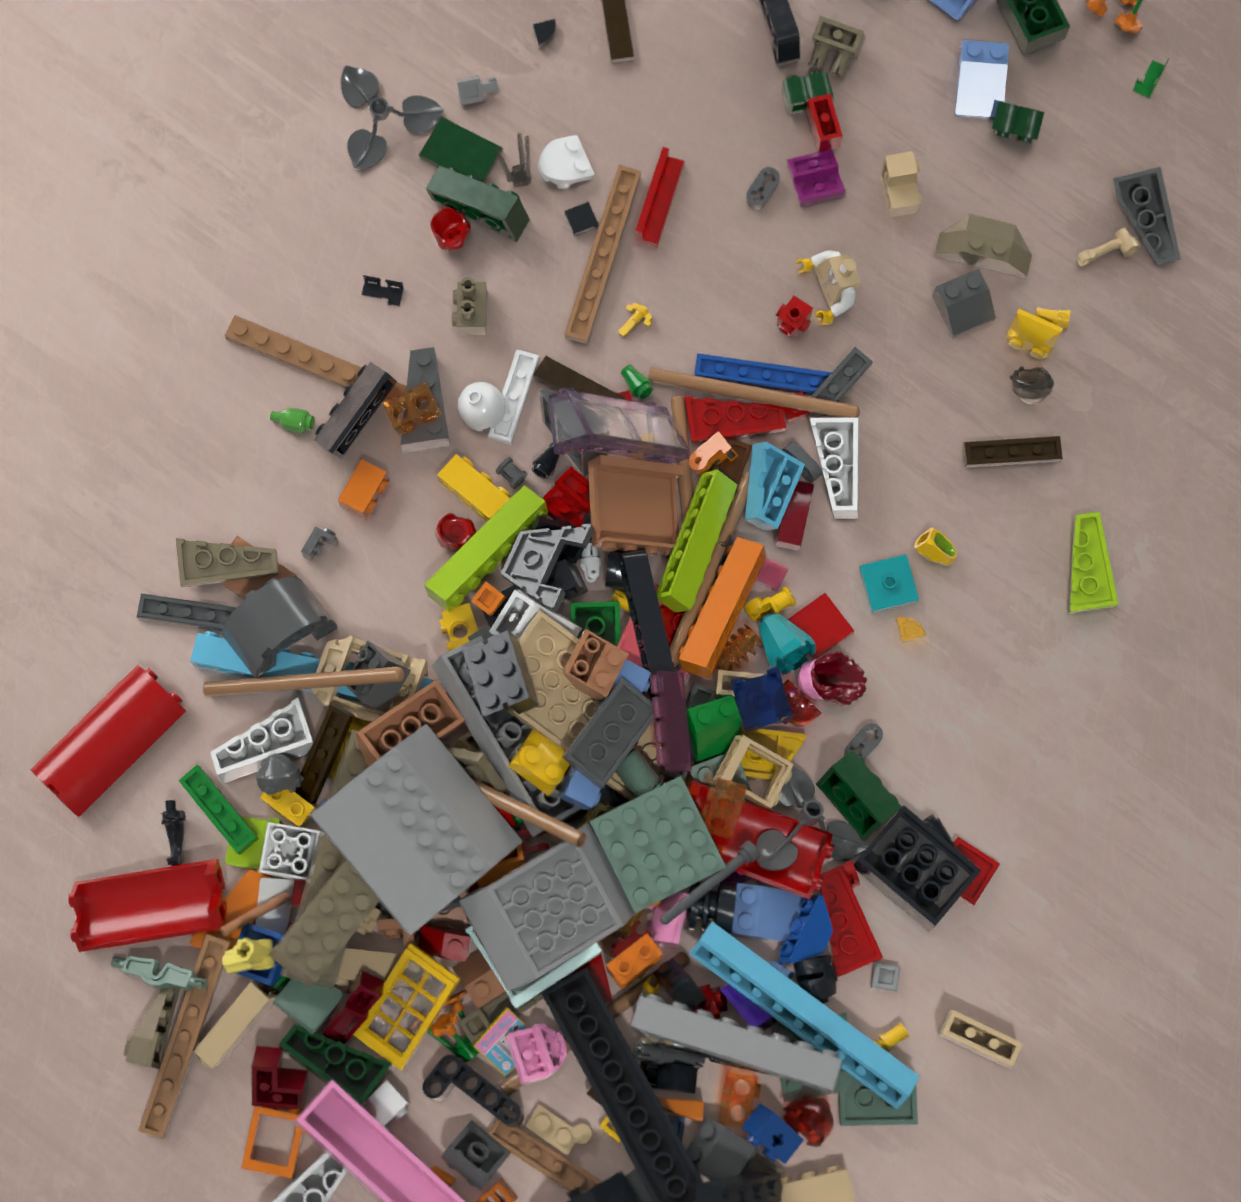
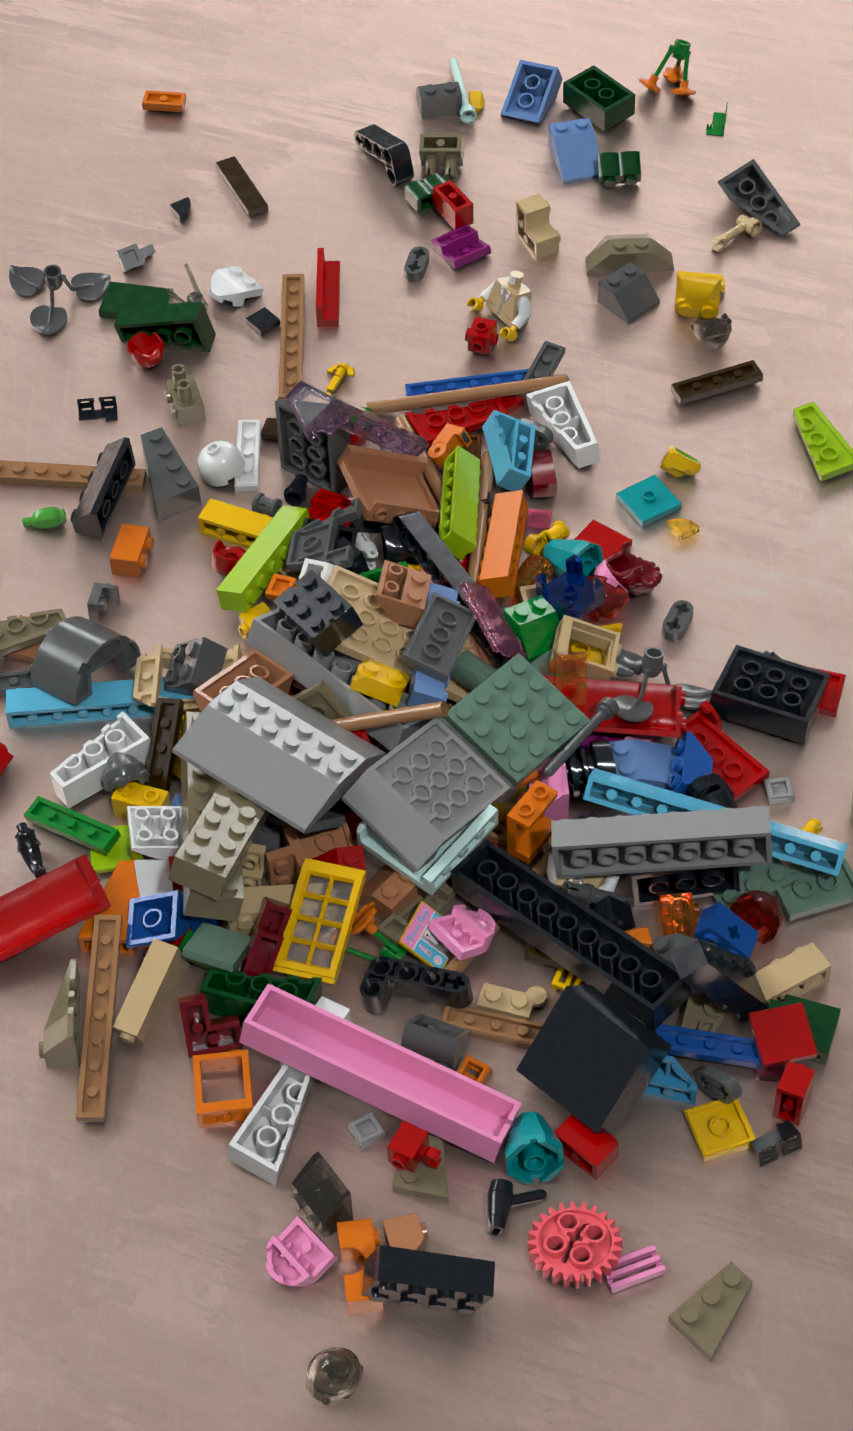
camera: 15 degrees left, 25 degrees down
(169, 976) = (45, 973): sand green piece -> none
(249, 955) = (152, 911): light yellow piece -> none
(255, 913) = (138, 889): nougat bar -> none
(303, 681) = (124, 688): medium nougat piece -> none
(410, 402) = (158, 467): clear orange brick -> none
(858, 795) = (692, 647): dark green brick -> none

